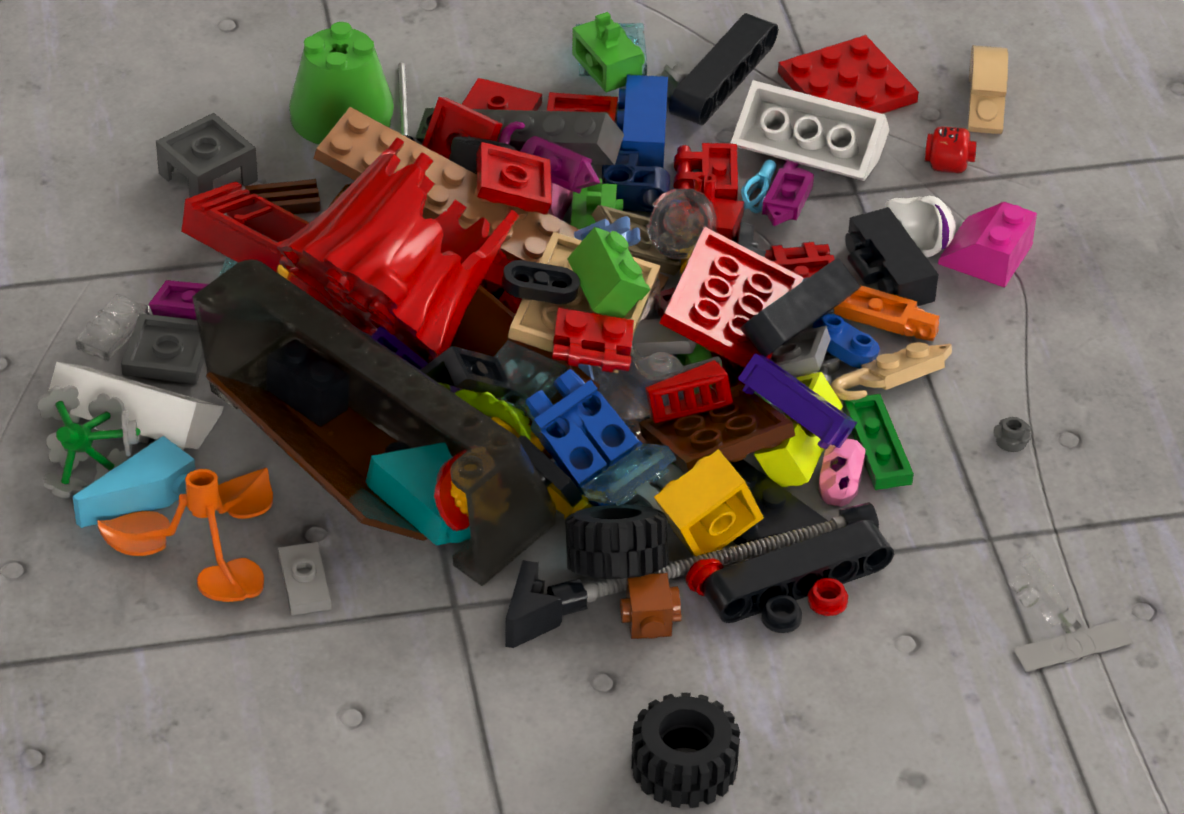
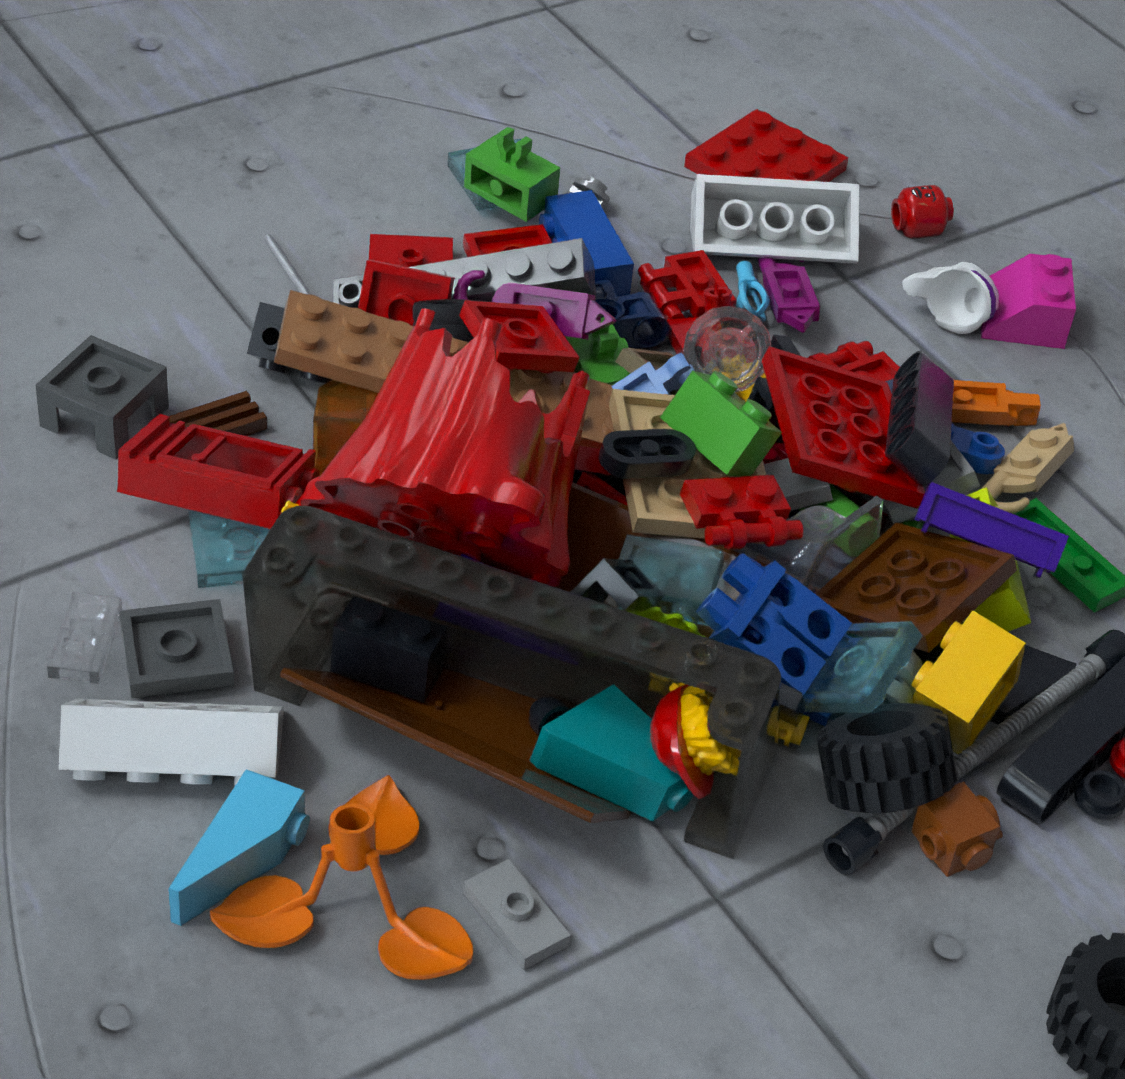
camera: 25 degrees left, 0 degrees up
(74, 441) = (123, 816): light grey plant -> none
(176, 299) = (176, 578): magenta plate -> none
(334, 74) = (222, 271): bright green cone -> none
(530, 609) = (817, 876): black slope -> none
(693, 403) = (866, 546): red slope -> none
(700, 571) = (989, 770): red plate -> none
(723, 69) = (634, 171): black beam -> none
(841, 473) = (1052, 603): bright pink rock -> none
(888, 255) = (947, 337): black piece -> none
(987, 89) = (924, 134): tan arch -> none

